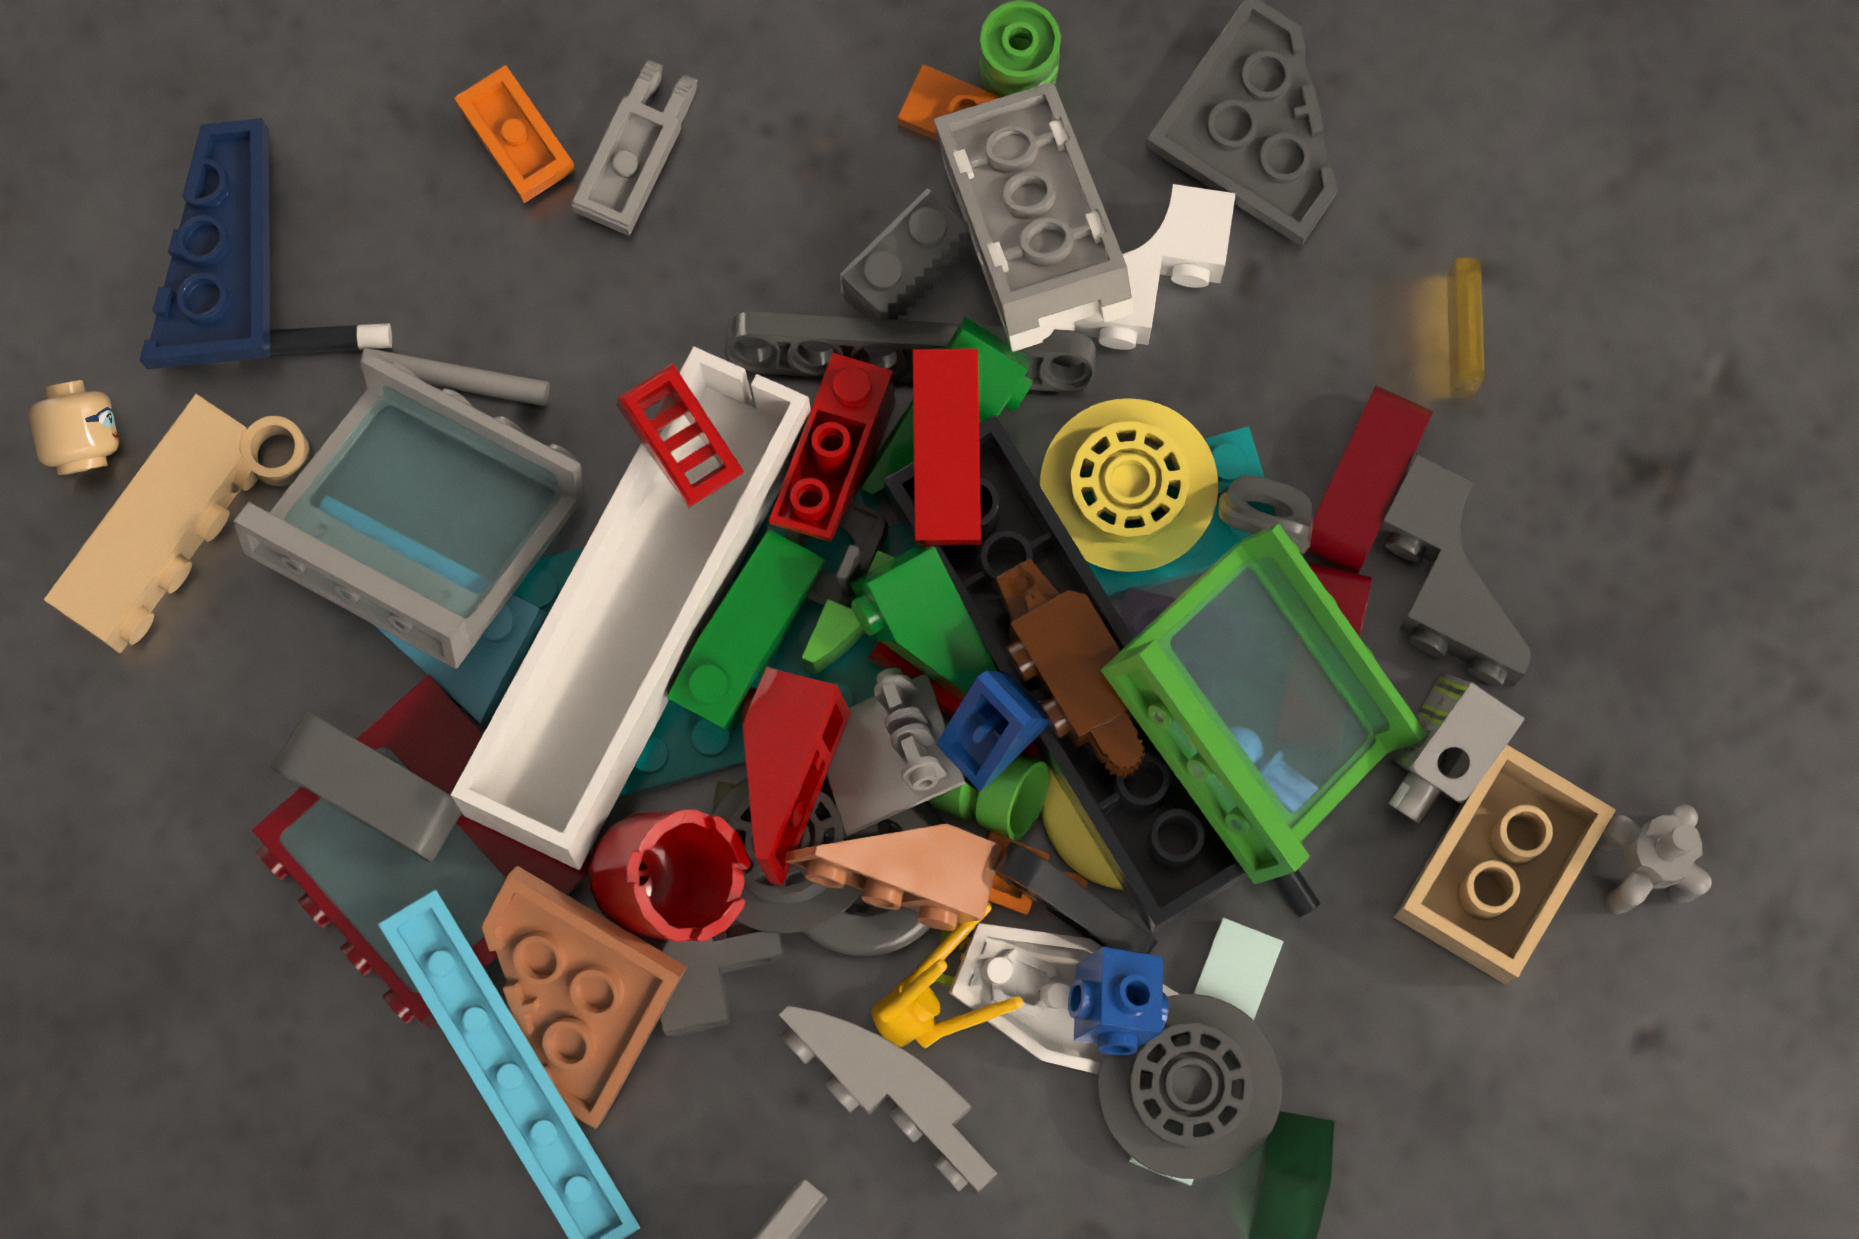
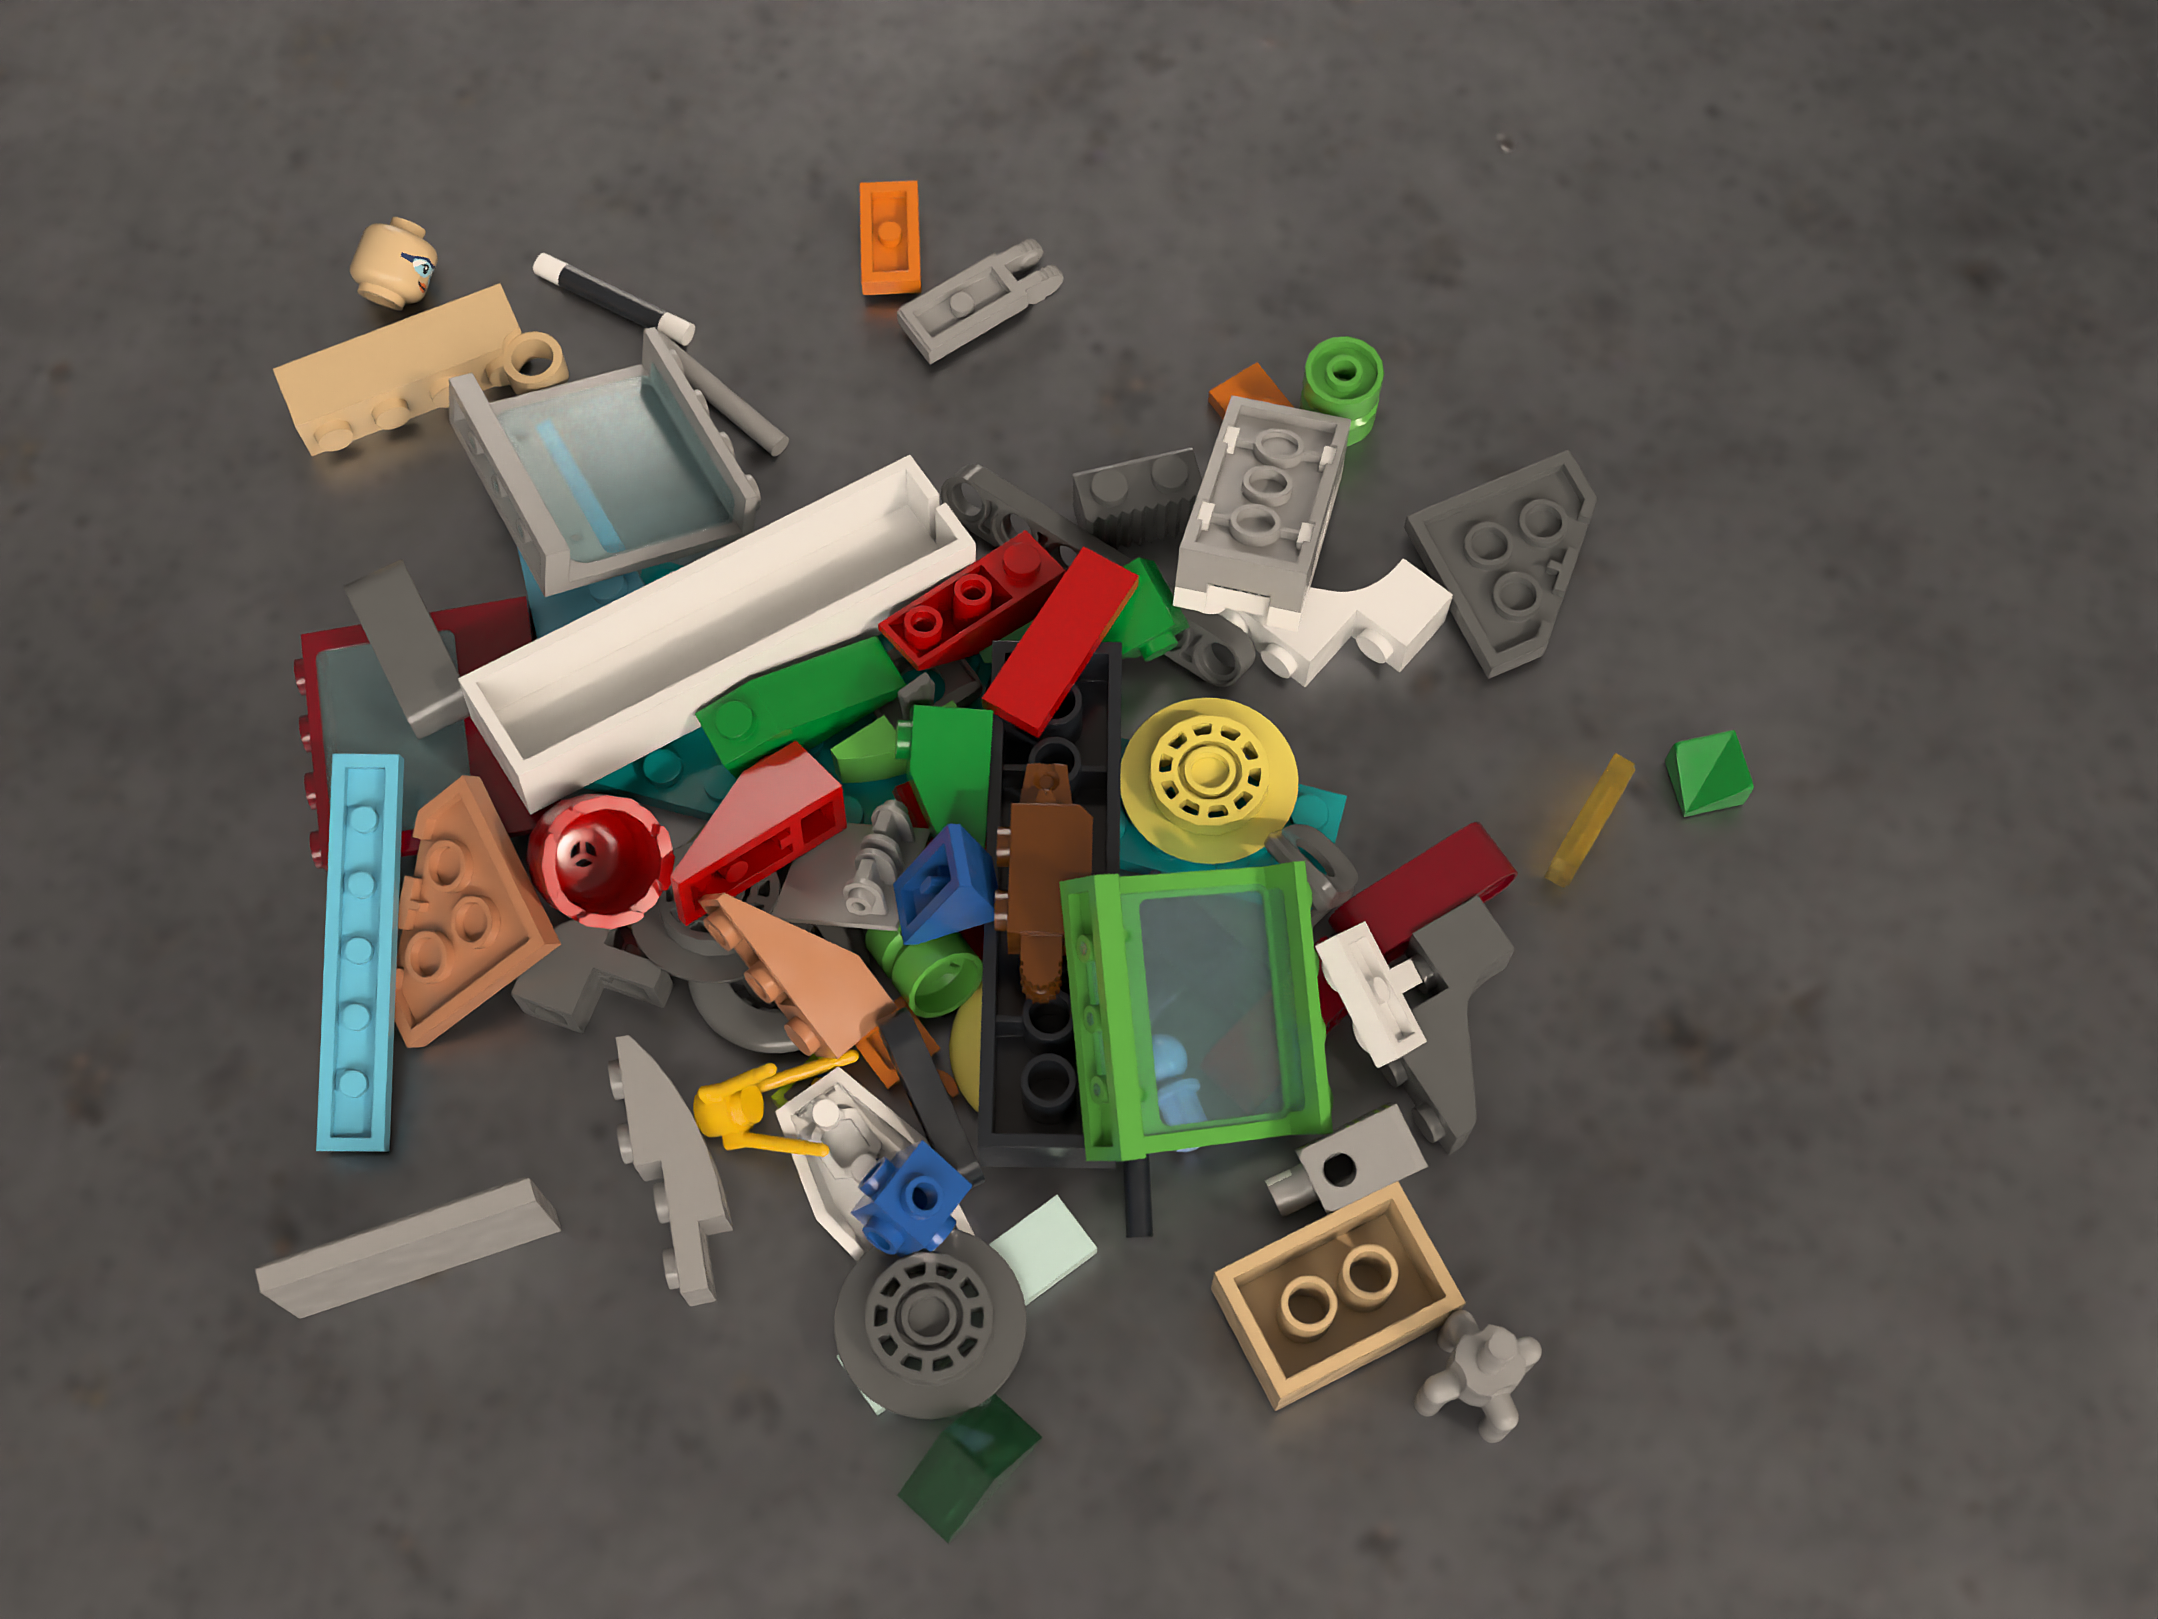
camera: 30 degrees right, 10 degrees down
(220, 255) = (597, 200): dark blue wing -> none
(649, 393) = (845, 463): red slope -> none
(1390, 597) = (1372, 993): none -> white hinge
(1537, 224) = (1709, 773): none -> green slope

